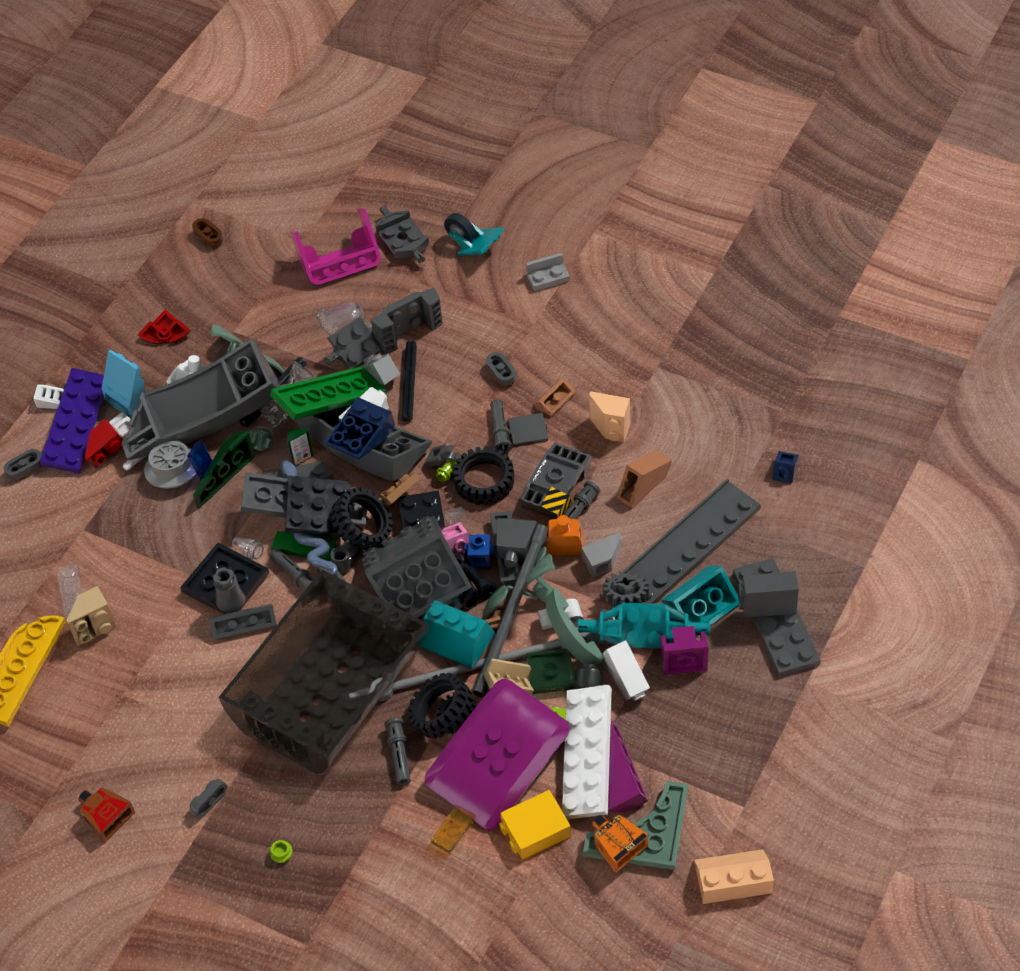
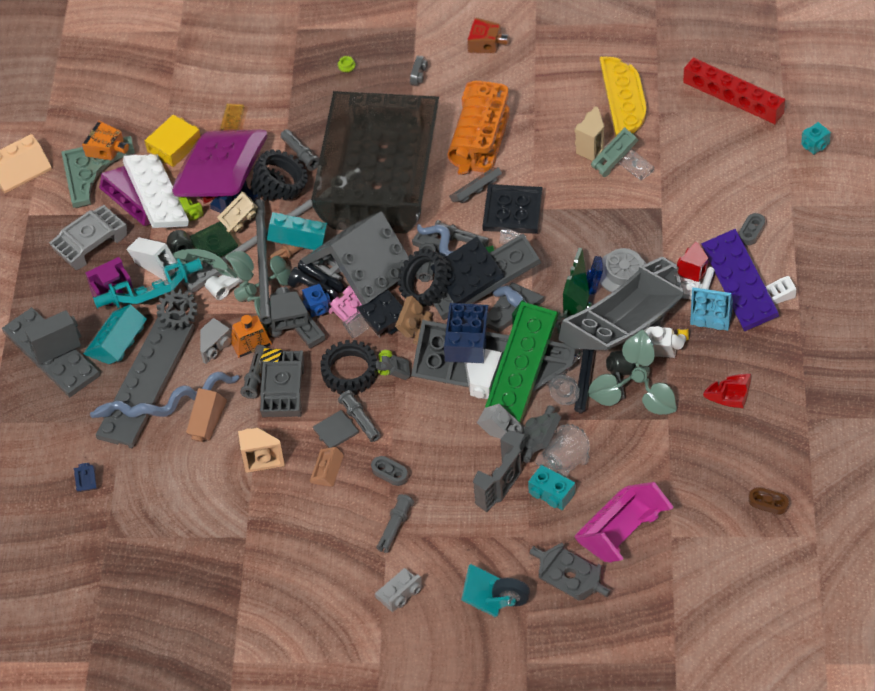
camera: 155 degrees right, 0 degrees up
(70, 588) = (614, 152): none -> sand green plate
(195, 679) = (479, 126): none -> orange piece
(228, 592) = (494, 184): dark grey plant -> none
(371, 299) = (551, 487): none -> teal brick
(409, 381) = (469, 430): black axle -> none
(515, 328) = (398, 515): none -> dark grey pin
(685, 727) = (87, 234): none -> light grey plate
(740, 508) = (143, 408): none -> sand blue animal

